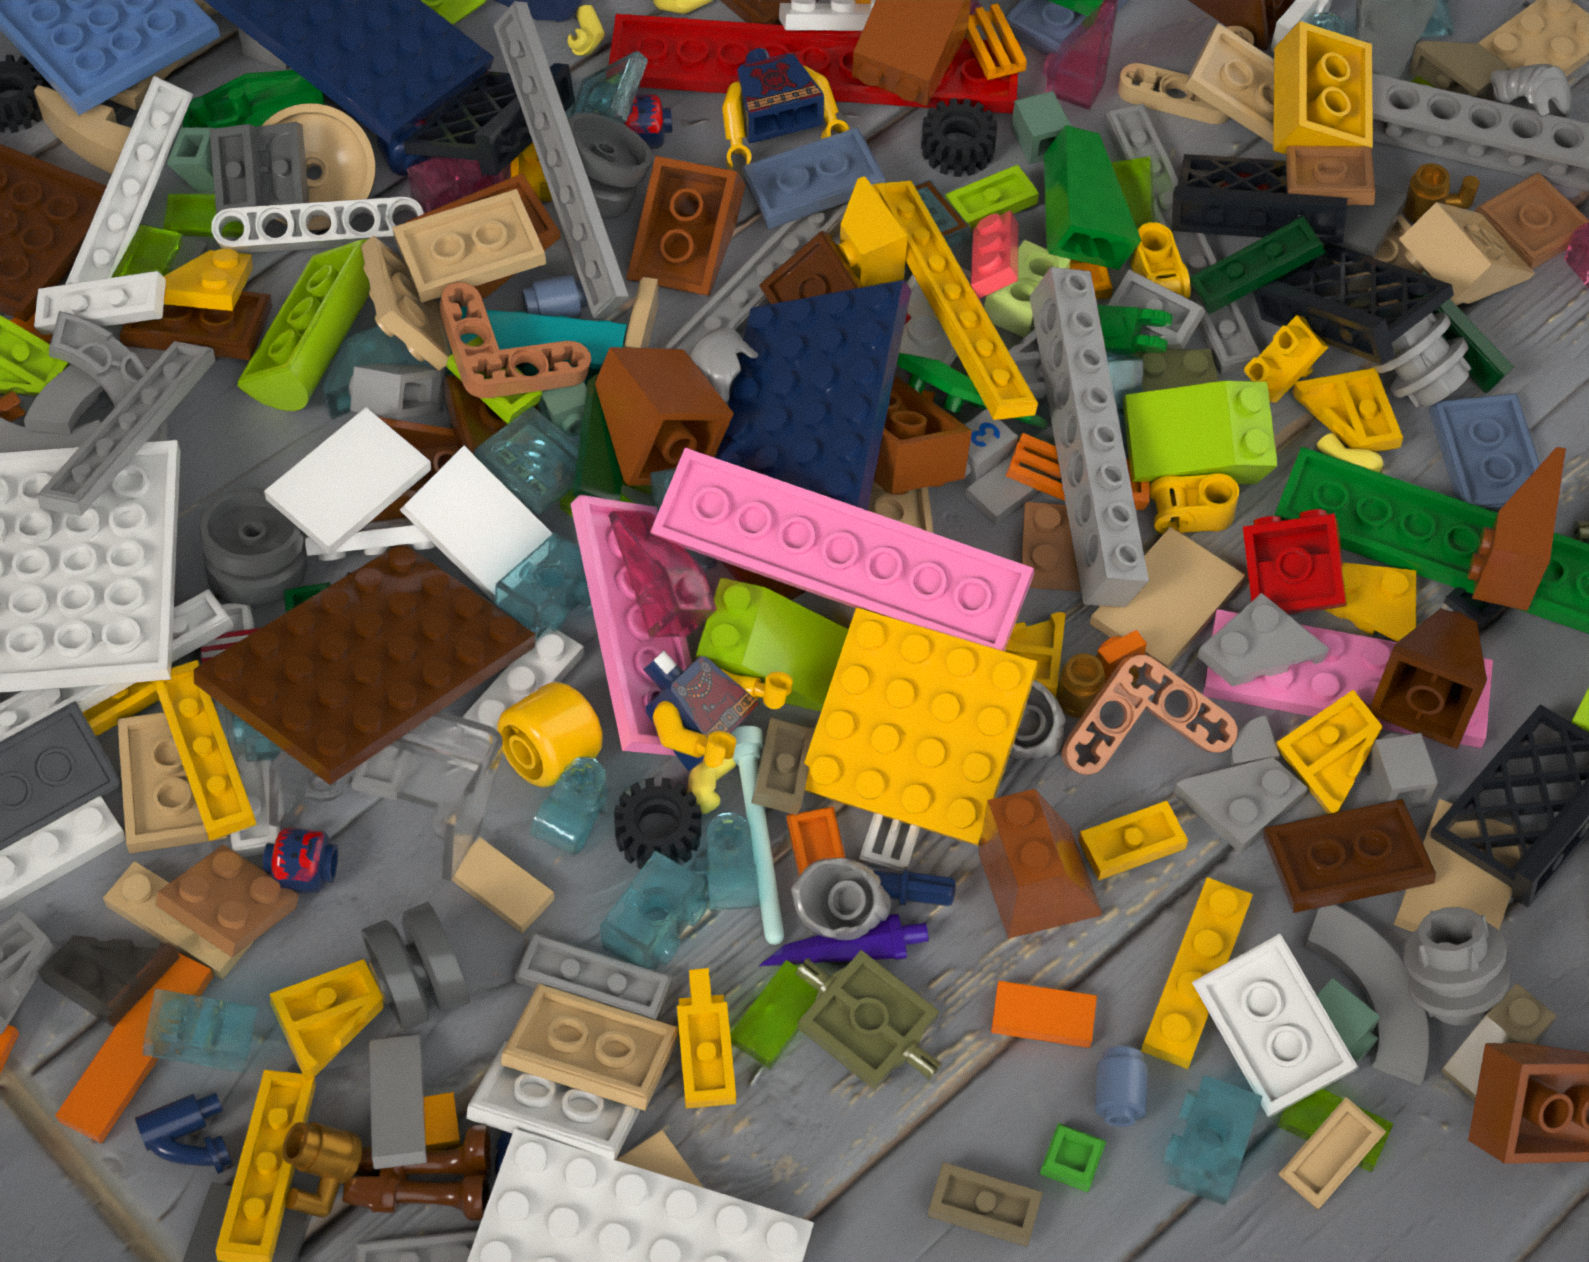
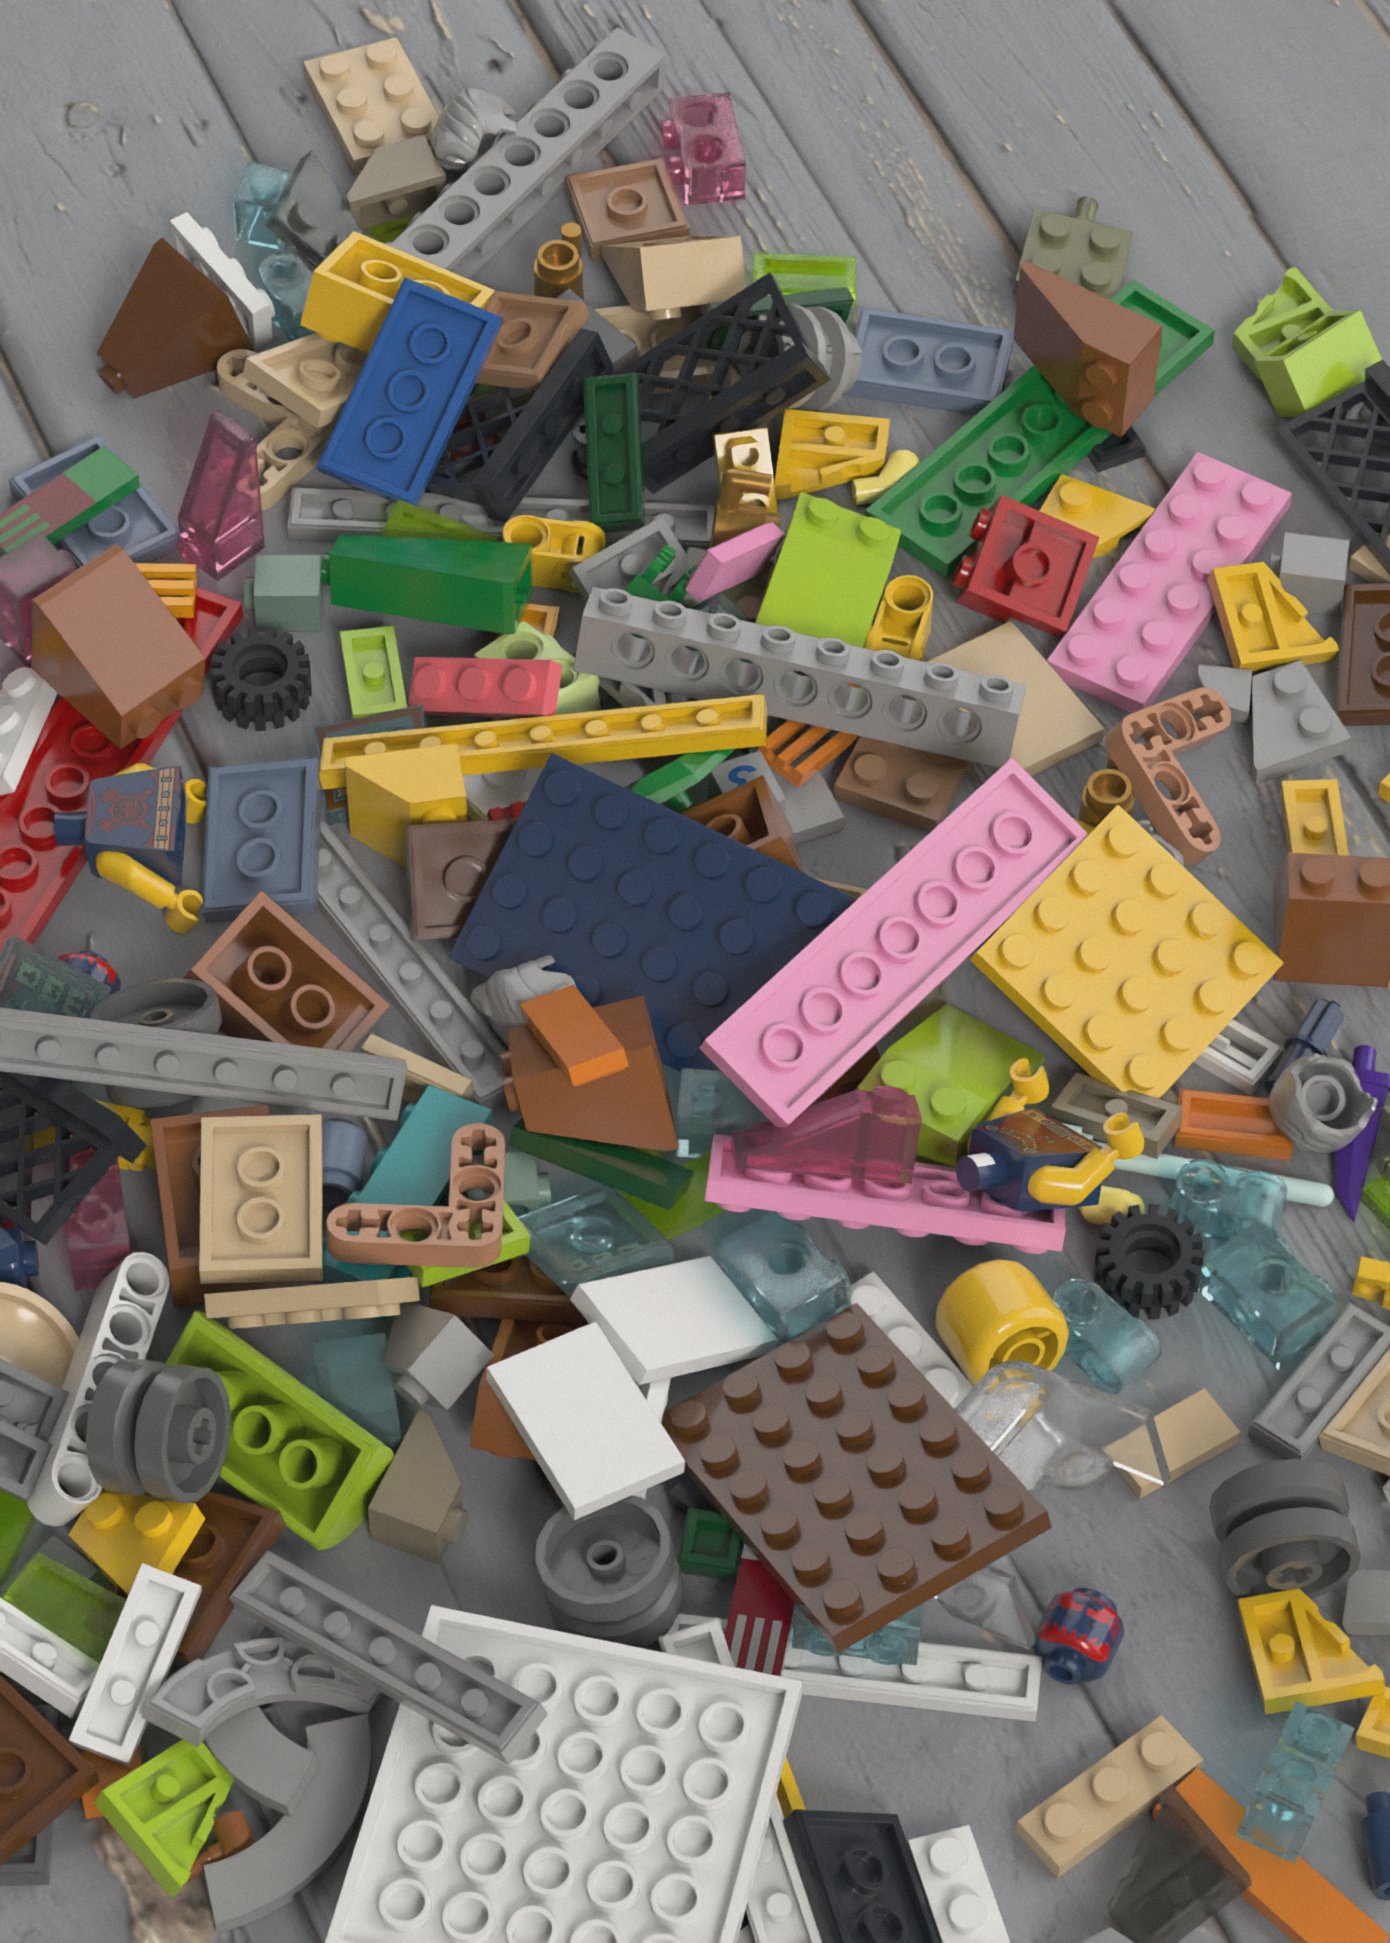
camera: 70 degrees left, 5 degrees down
(155, 787) = (910, 1754): tan plate -> none
(204, 753) = (912, 1690): yellow plate -> none
(227, 900) = (1114, 1723): medium nougat plate -> none
(270, 251) = (158, 1430): none -> dark grey wheel
(296, 424) = (419, 1497): none -> dark tan slope
(659, 370) = (574, 1035): none -> orange tile
(1118, 648) = (1078, 759): orange plate -> none
(1175, 358) = (734, 561): none -> bright pink tile
(1230, 355) = (735, 518): none -> pearl gold piece
(1236, 122) = (409, 393): none -> blue tile
(1260, 643) = (1118, 631): light grey wing -> none
(1434, 678) = (1230, 487): reddish brown slope -> none
(1528, 351) = (807, 272): none -> clear neon green tile

